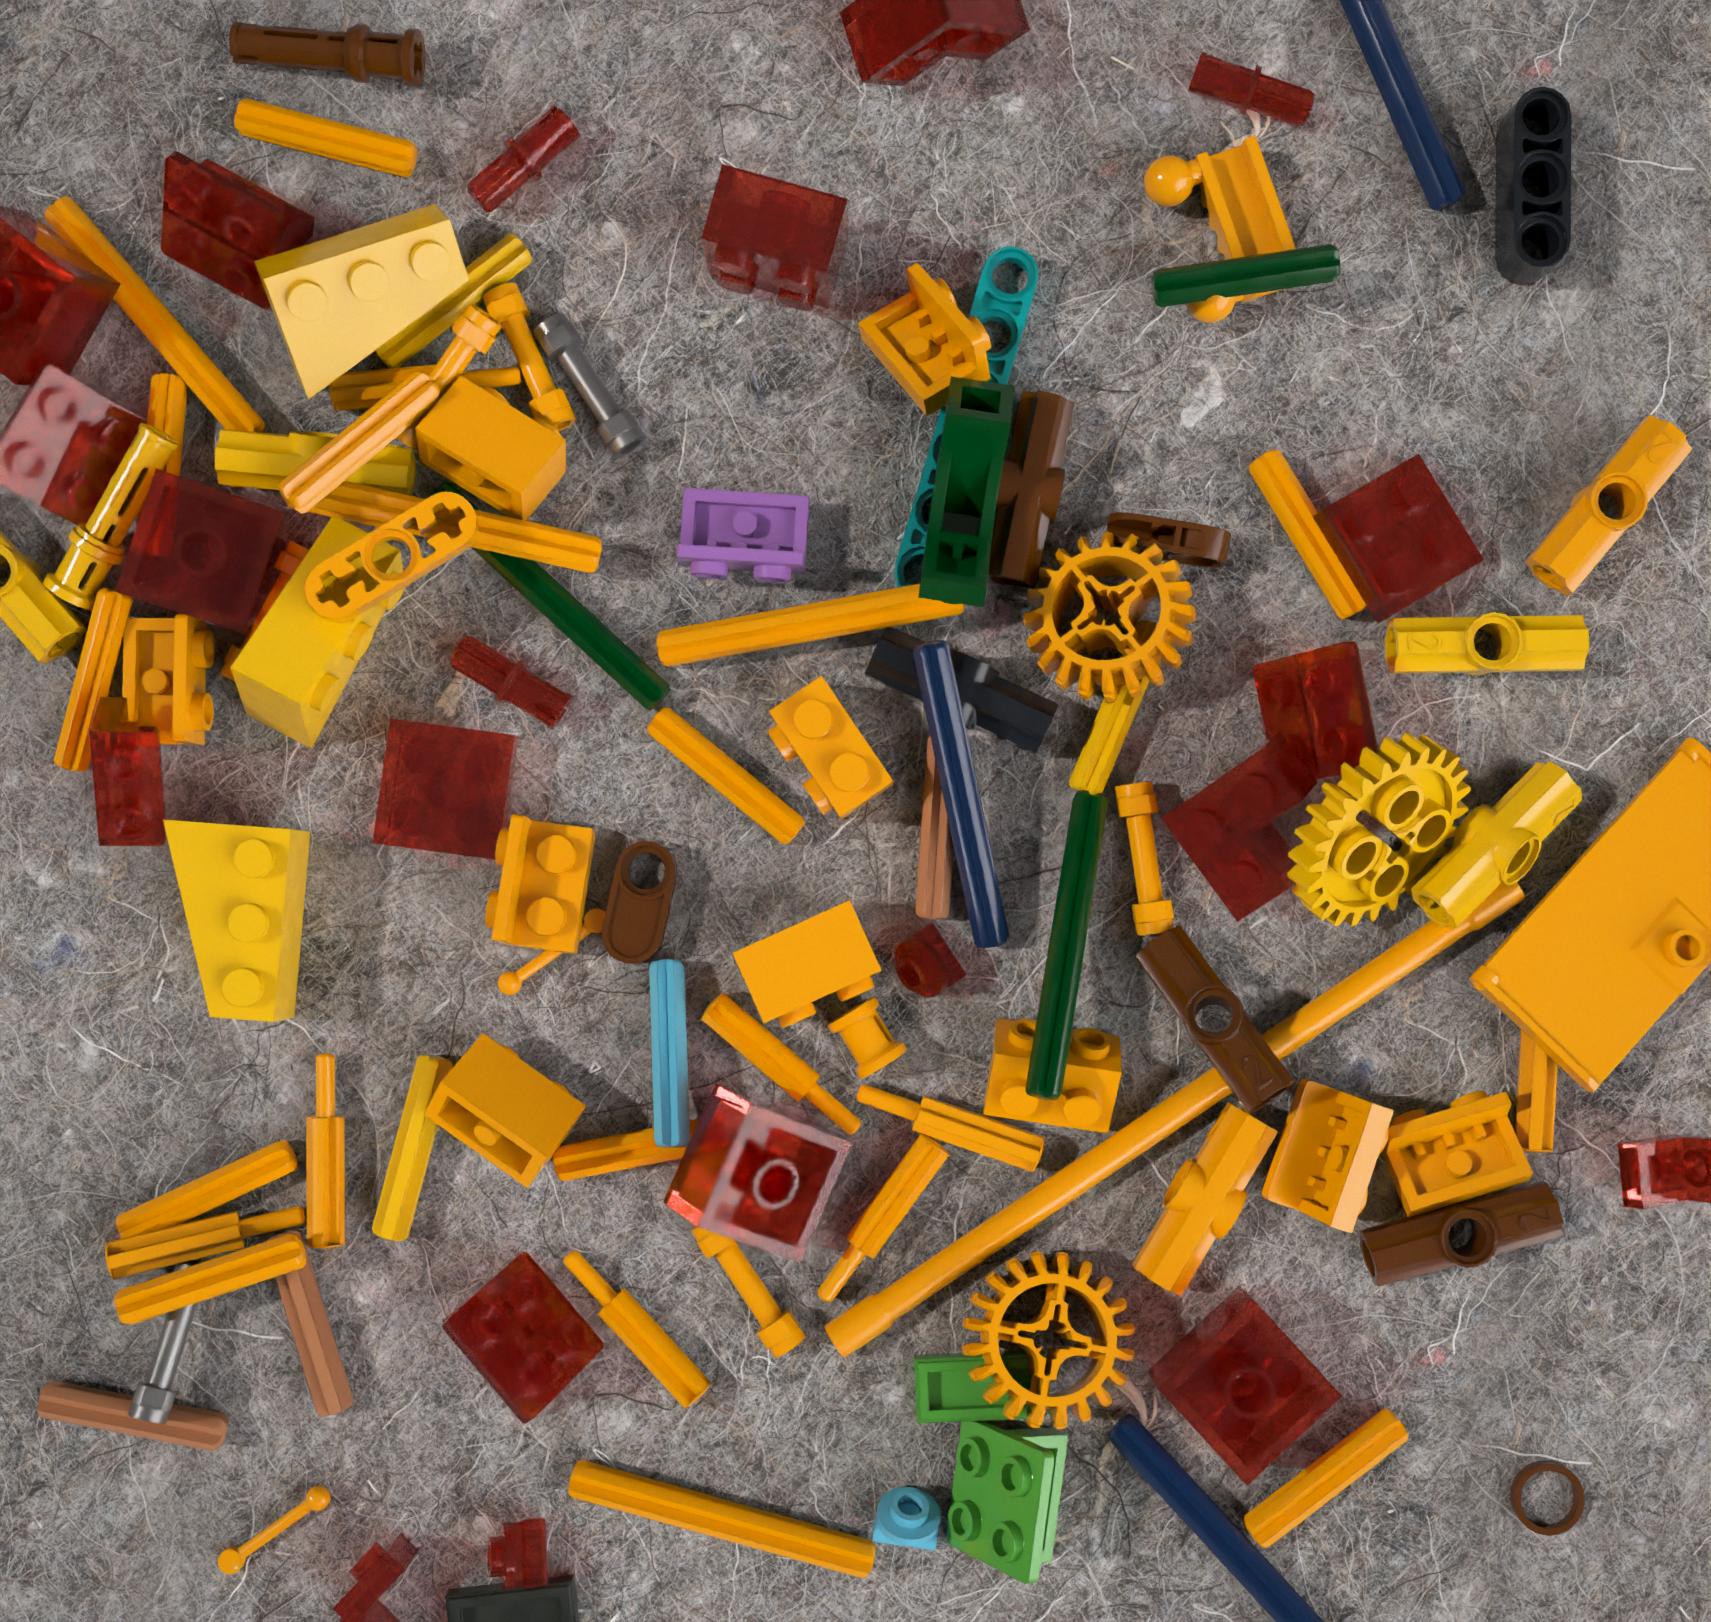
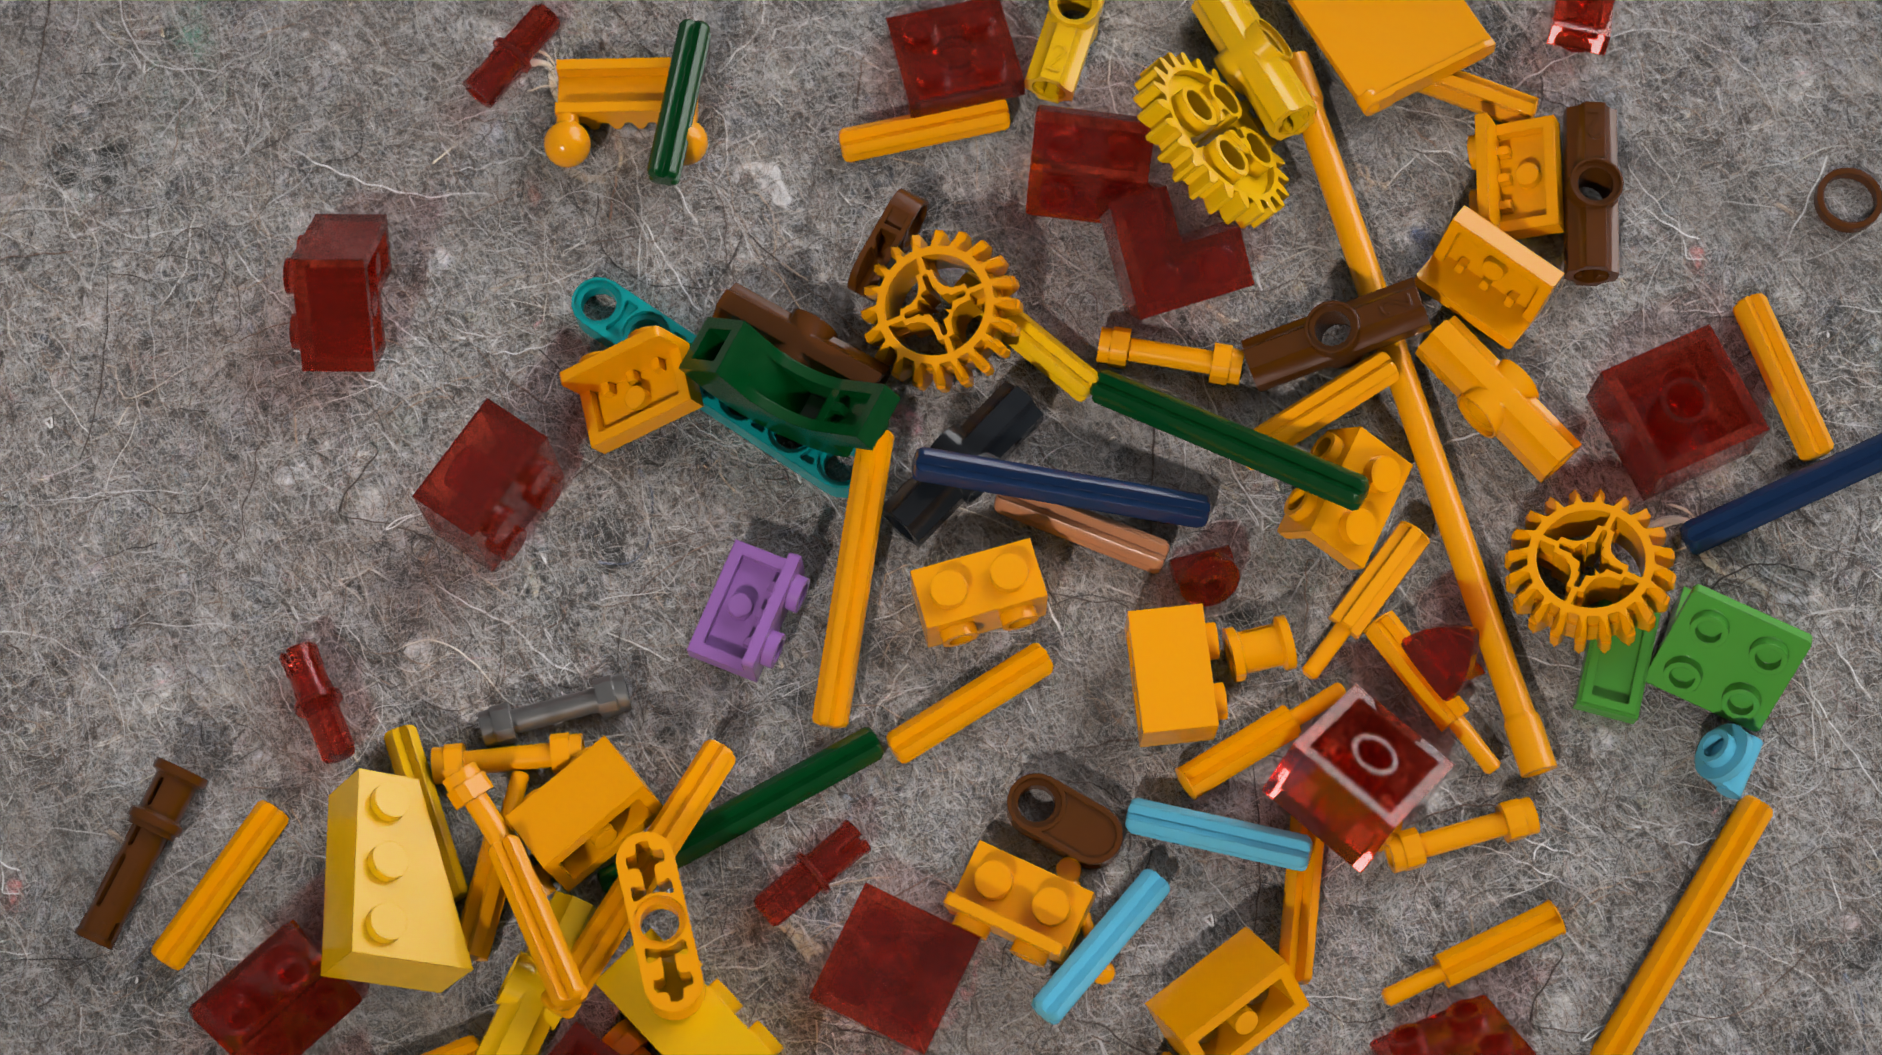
camera: 75 degrees left, 15 degrees down
(526, 974) = (1100, 946): none -> medium azure axle
(909, 1221) = (1446, 657): none -> clear red tile
(1141, 1030) = (1331, 400): none -> light orange axle

